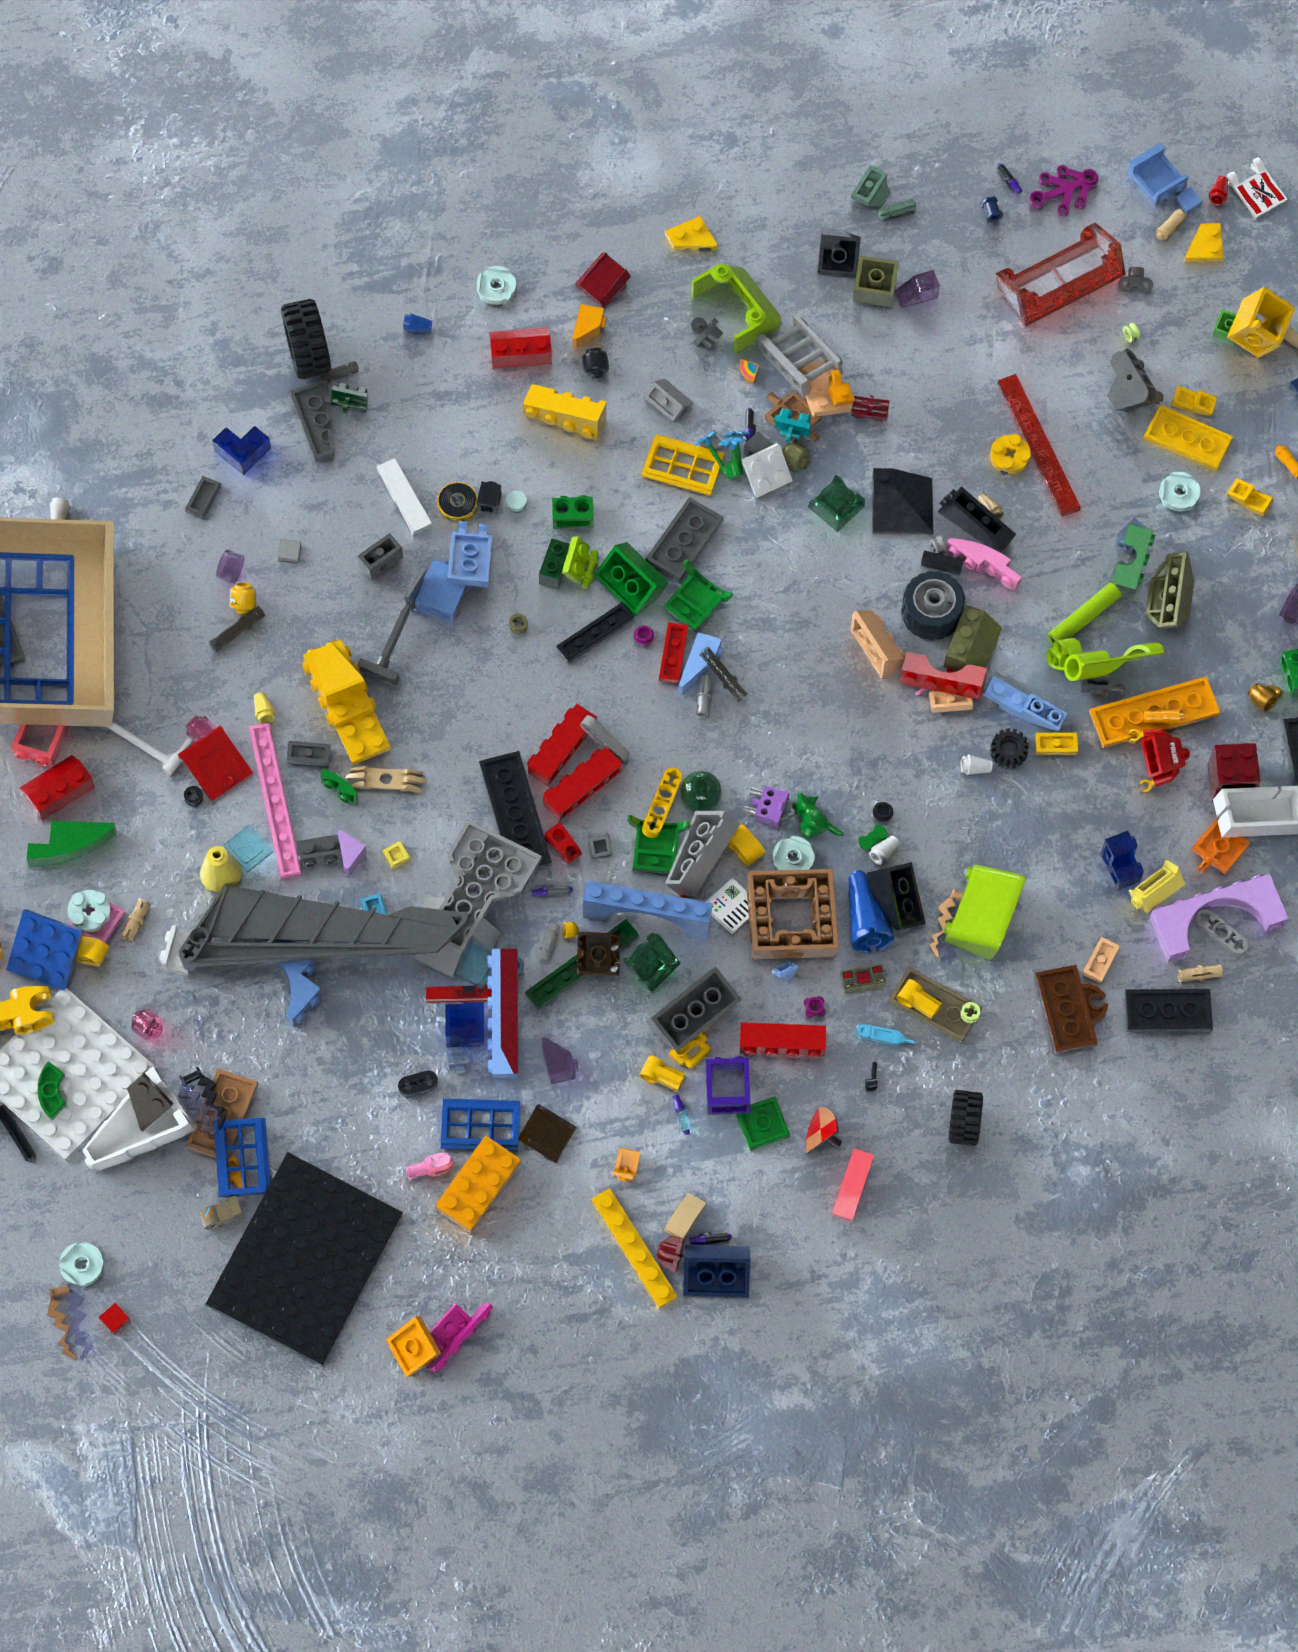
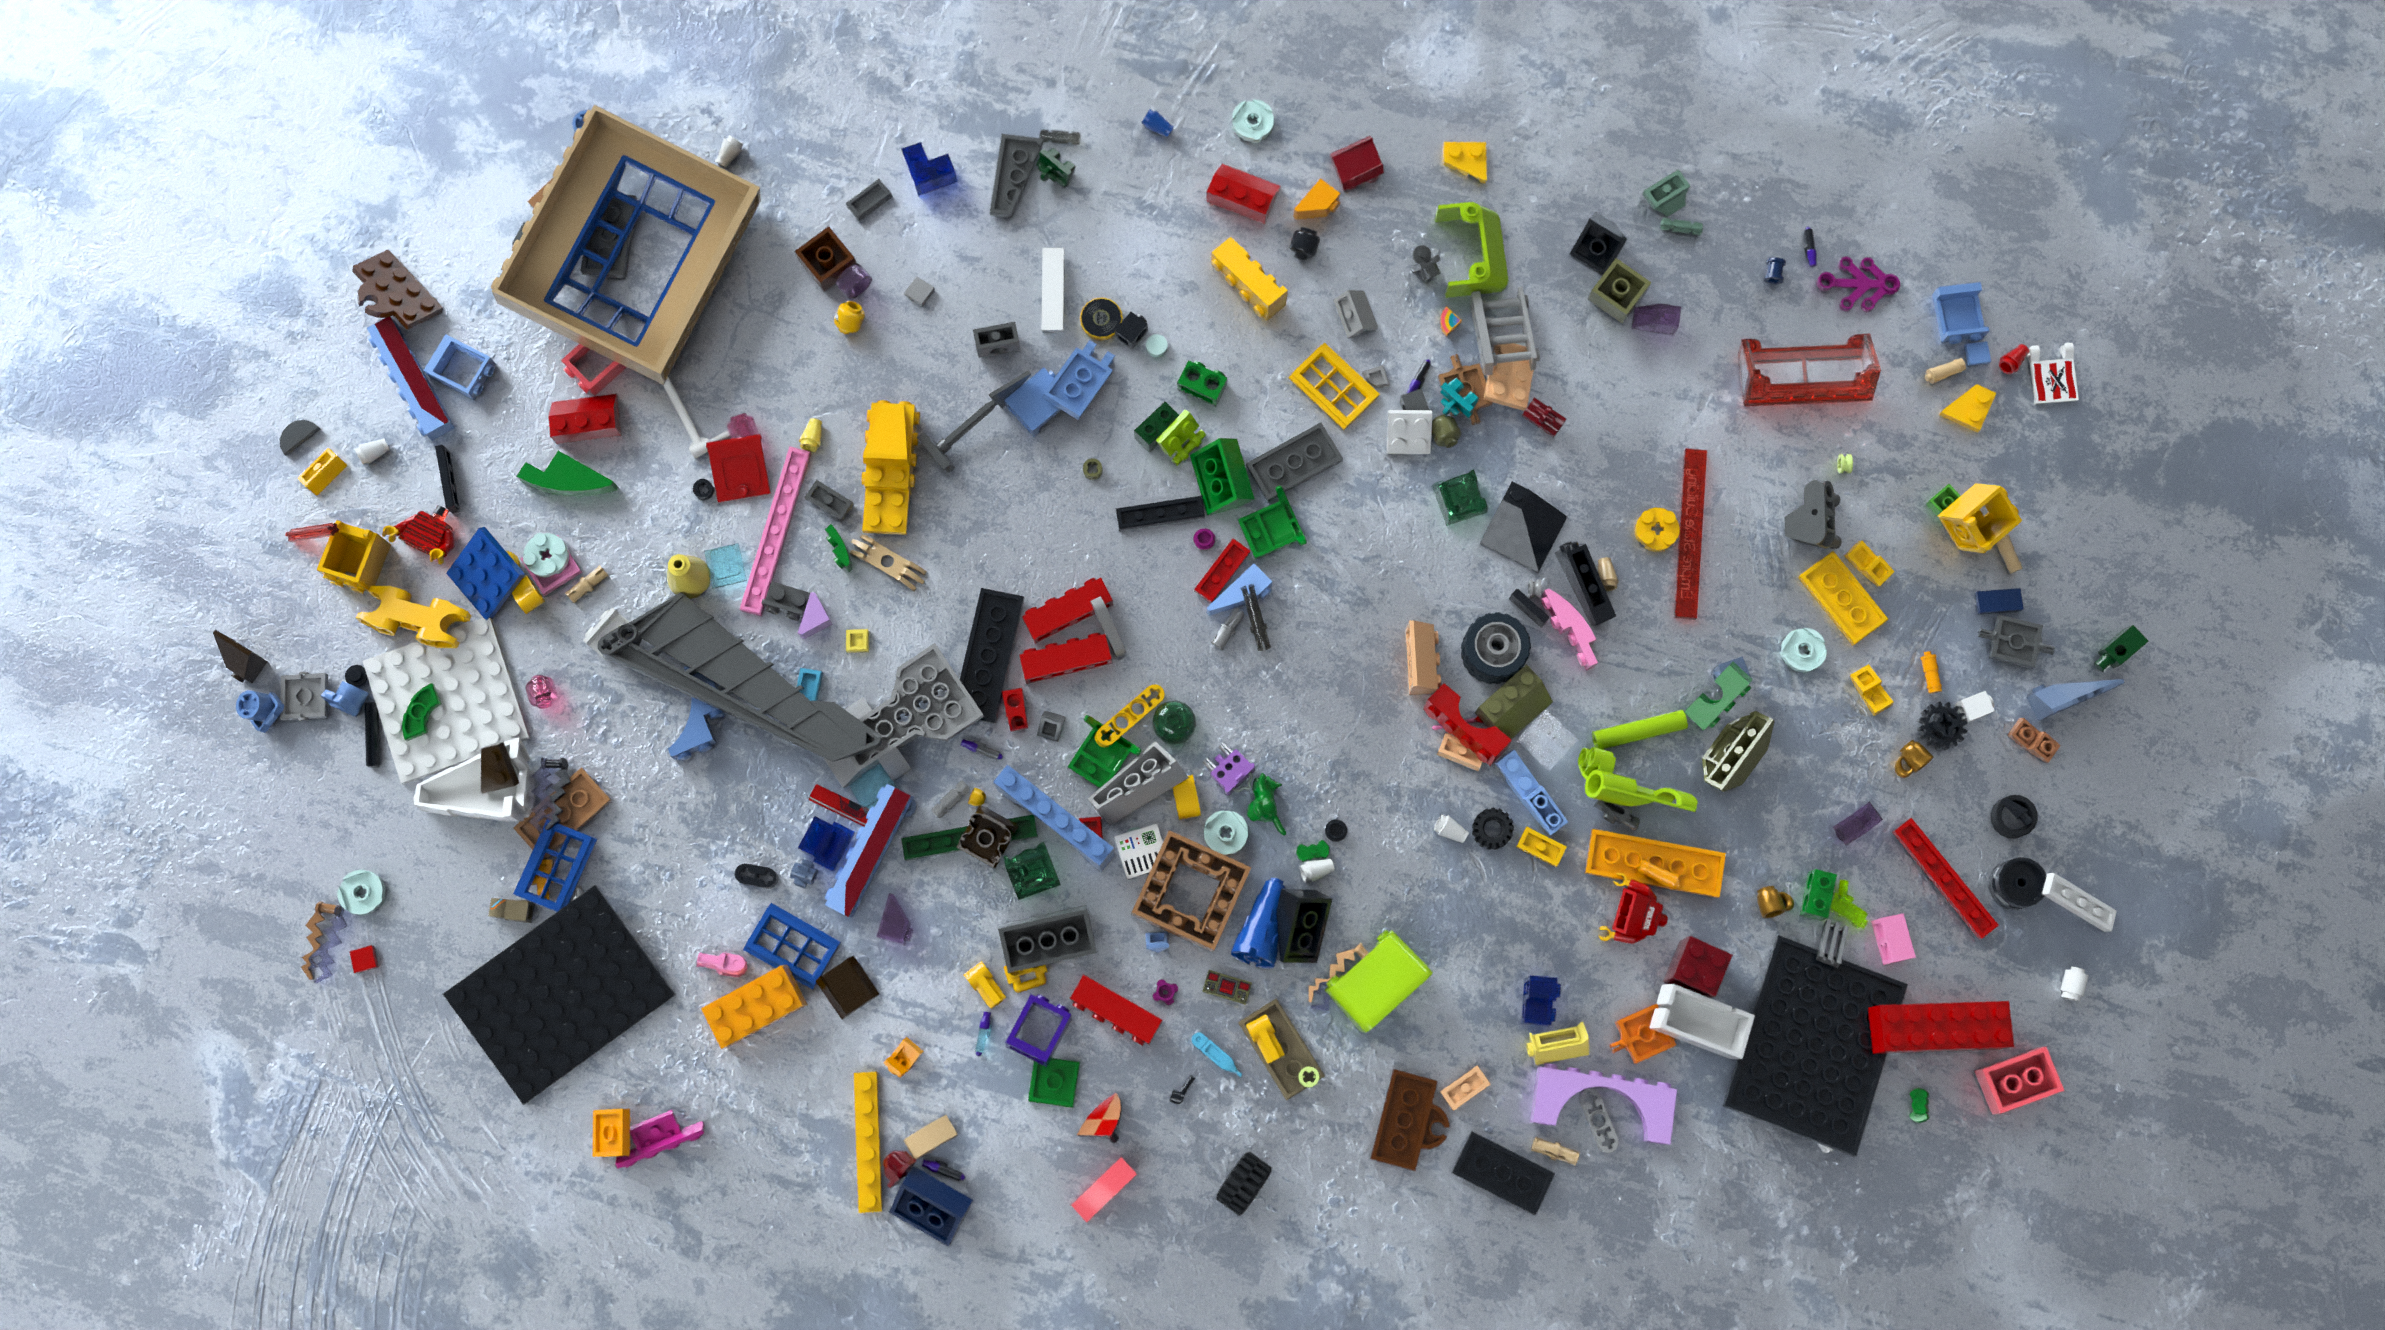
camera: 30 degrees right, 10 degrees up
(195, 559) = (825, 258): none -> reddish brown brick
(232, 632) = (829, 345): clear smoke pin -> none
(306, 338) = (1037, 90): black tyre -> none
(734, 467) = (1379, 413): plant -> none
(839, 392) = (1521, 388): light orange plate -> none
(1135, 280) = (1879, 410): dark grey piece -> none

